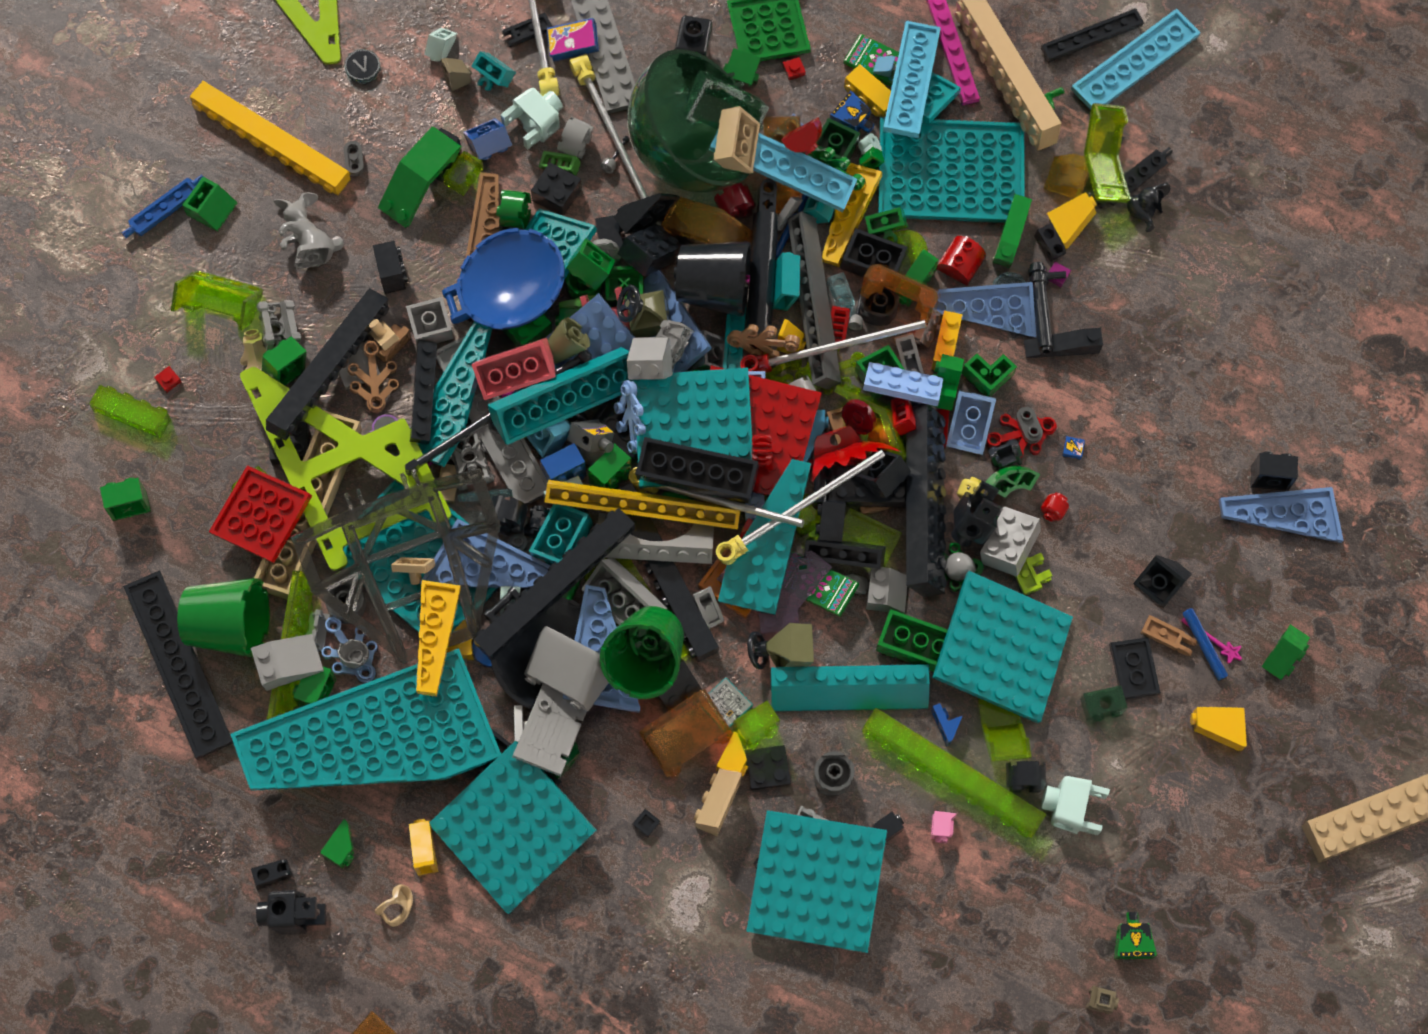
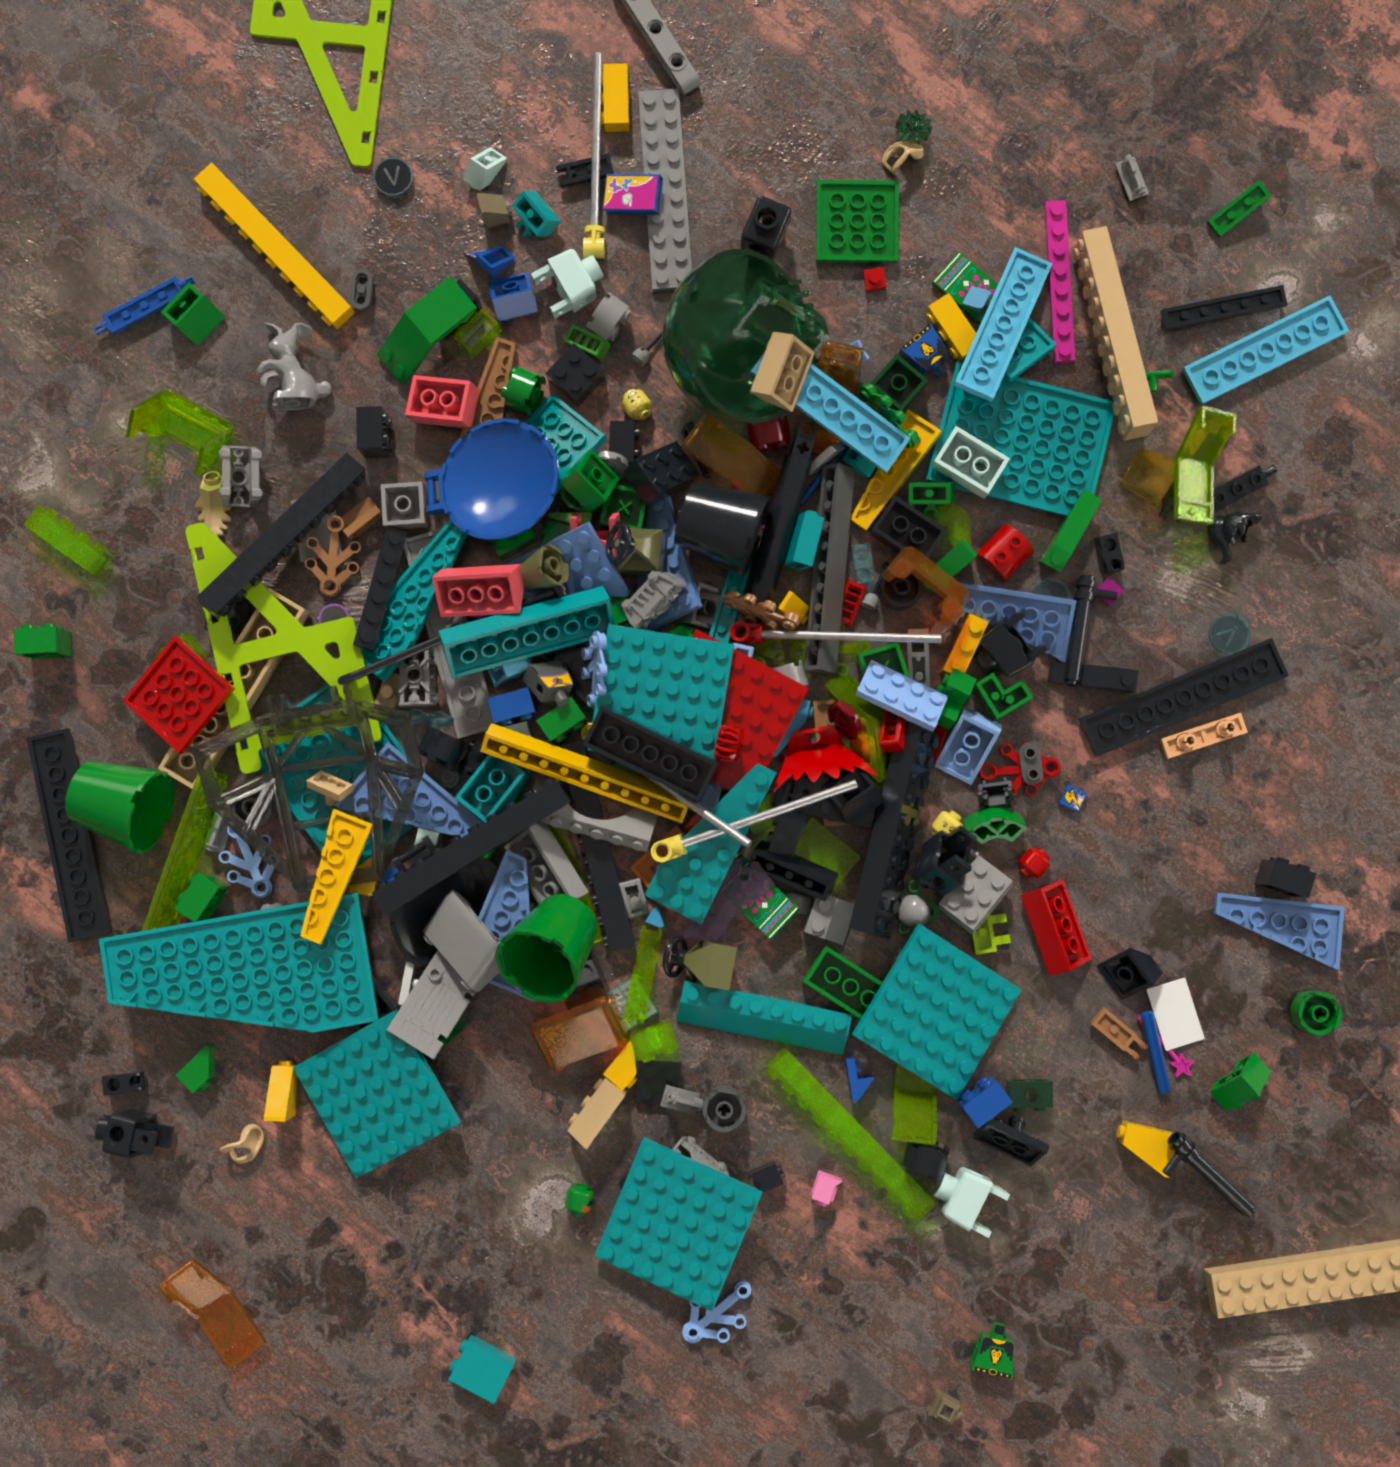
camera: 20 degrees right, 15 degrees up
(167, 379) = (114, 510): red plate -> none
(284, 361) = (236, 522): green brick -> none
(286, 660) = (172, 870): light grey slope -> none
(353, 653) = (249, 868): light grey hair -> none
(382, 334) = (351, 510): tan tile -> none
(445, 231) = (442, 401): none -> coral brick
(462, 115) = (492, 261): none -> blue slope
(582, 68) = (636, 230): flat silver piece -> none
(612, 201) = (636, 404): none -> light yellow head
(644, 212) = (661, 430): black slope -> none
(646, 823) = (519, 1113): black tile -> none
(649, 358) = (627, 613): light grey slope -> none
(720, 886) = (579, 1199): none -> green head
(731, 623) = (655, 918): none -> dark azure slope
(731, 674) = (642, 975): none -> clear neon green piece
(744, 66) = (814, 271): green plate -> none
(793, 775) = (681, 1100): none -> light grey hinge
(804, 137) = (860, 378): red brick -> none
(869, 965) = (716, 1317): none -> light blue plant
(871, 150) = (935, 402): leg -> none
(912, 190) = (970, 462): none -> light aqua brick
(982, 331) = (1006, 647): none -> black piece
(1068, 711) = (984, 1101): none -> blue piece
(1072, 217) = (1141, 530): yellow slope -> none
(1088, 556) = (1056, 927): none -> red slope
(1098, 745) = (1011, 1140): none -> black plate
(1135, 668) = (1073, 1060): black tile -> none
(1144, 346) = (1183, 697): none -> black plate
(1170, 287) = (1229, 633): none -> clear light blue tile
(1171, 373) = (1203, 735): none -> light nougat plate
(1213, 609) = (1175, 1014): none -> white sticker
(1258, 718) = (1190, 1153): none -> black cylinder
(1333, 579) = (1303, 1014): none -> green brick

